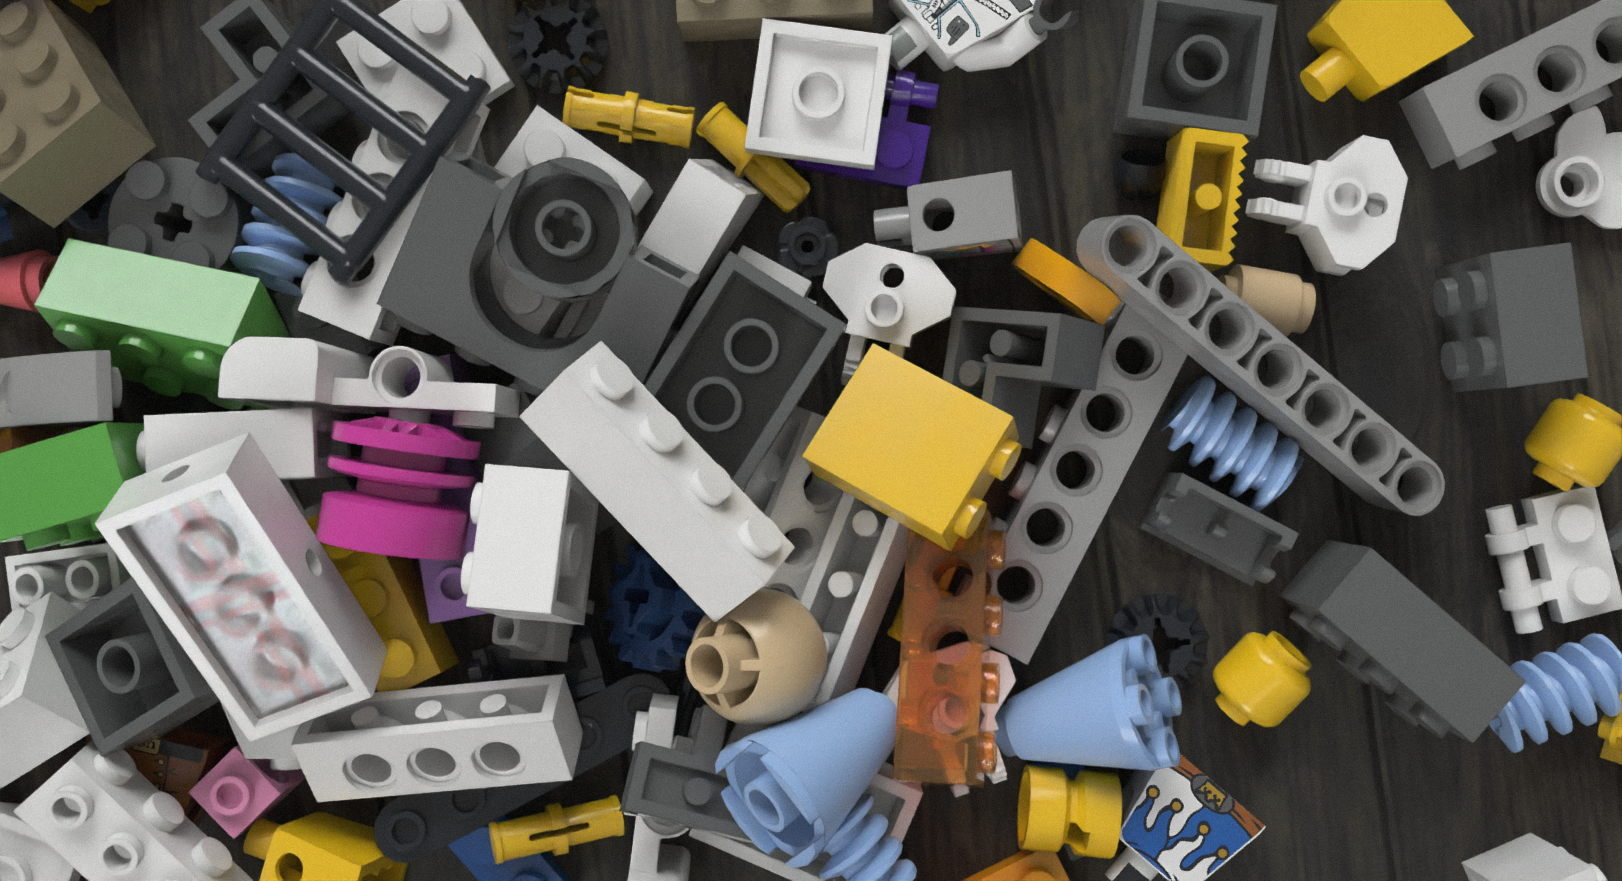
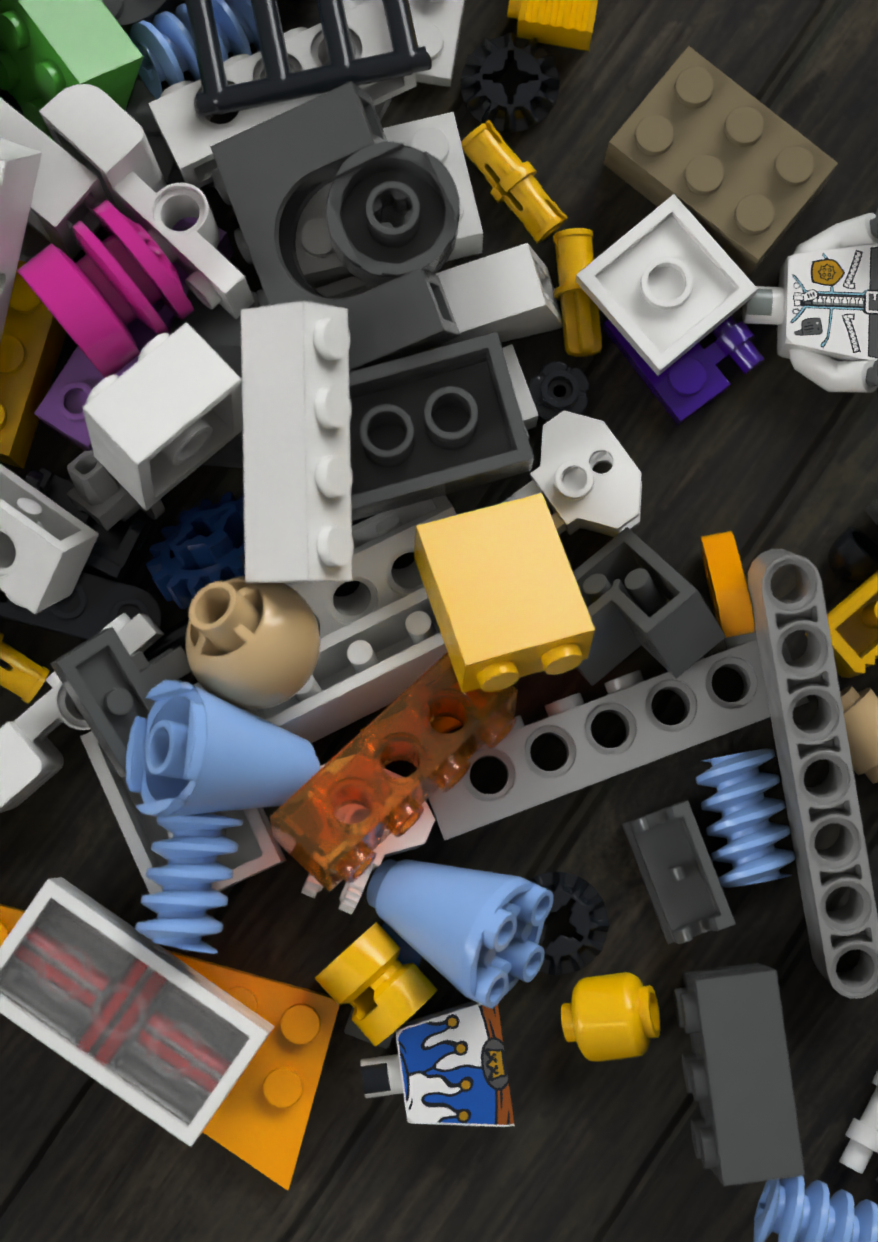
camera: 40 degrees right, 5 degrees down
(983, 220) = (705, 484): light grey torso -> none

